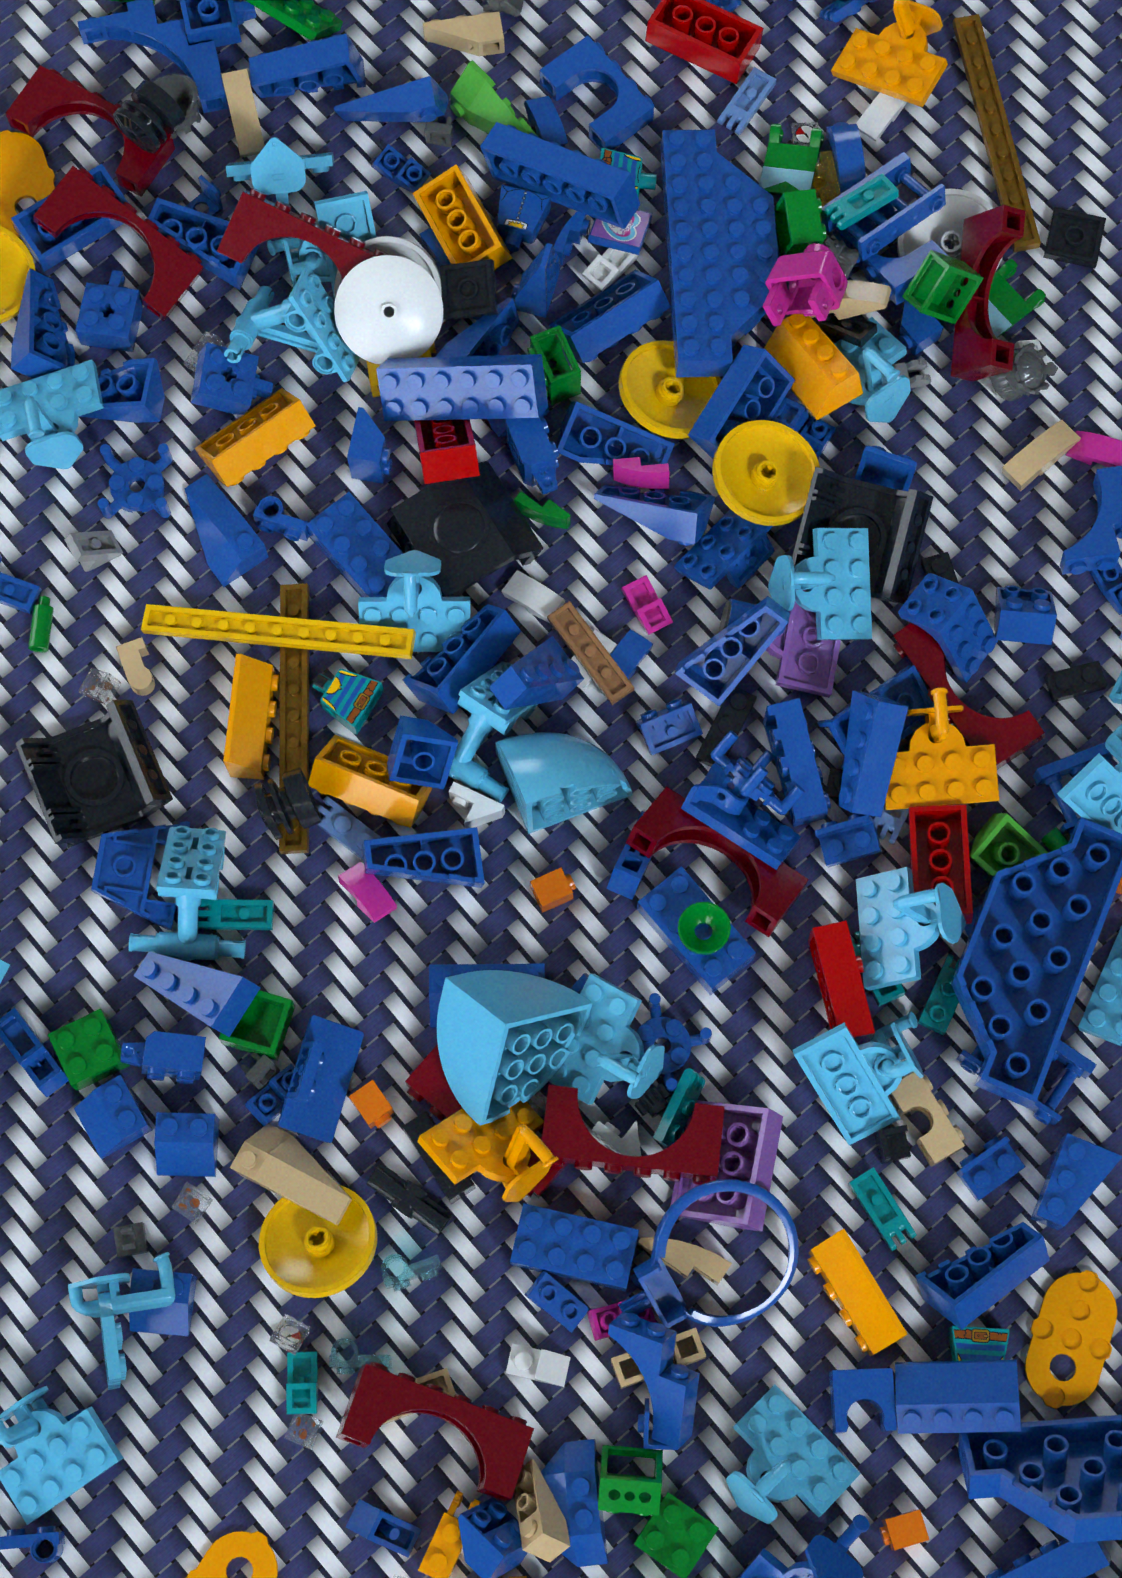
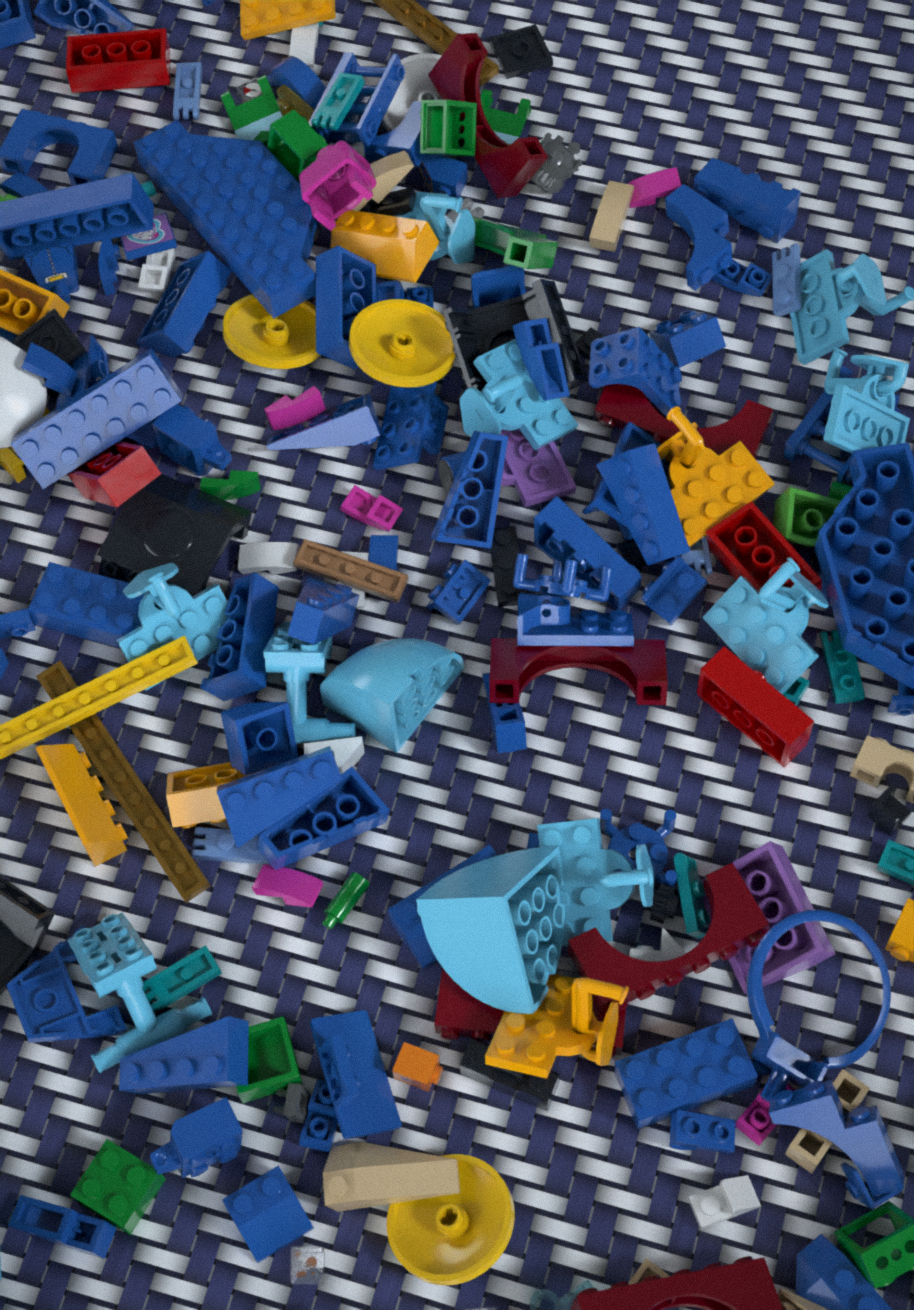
camera: 30 degrees left, 10 degrees down
(112, 1117) = (180, 1235): blue slope -> none
(287, 803) = (167, 847): black wheel -> none
(348, 697) = (160, 733): torso -> none
(368, 451) = (46, 520): blue slope -> none
(398, 811) = (273, 793): none -> blue wedge
(405, 933) = (345, 900): none -> green cylinder
(409, 1199) = (507, 1129): black piece -> none
(425, 1269) = (564, 1182): clear light blue plate -> none
(452, 316) = (47, 365): none -> blue slope
(538, 283) = (104, 310): blue wedge -> none
(550, 345) = (182, 372): green piece -> none
(552, 889) = (451, 783): orange brick -> none
(600, 438) = (241, 399): blue wedge -> none
(662, 911) = (598, 740): blue brick -> none
(684, 1257) = (792, 1017): tan slope -> none
(707, 914) = (609, 713): green piece -> none
(859, 1078) = (825, 768): medium azure plate -> none
(874, 563) = (542, 358): none -> blue slope
(934, 439) = (518, 246): none -> green arch
(1075, 681) = (763, 365): black plate -> none

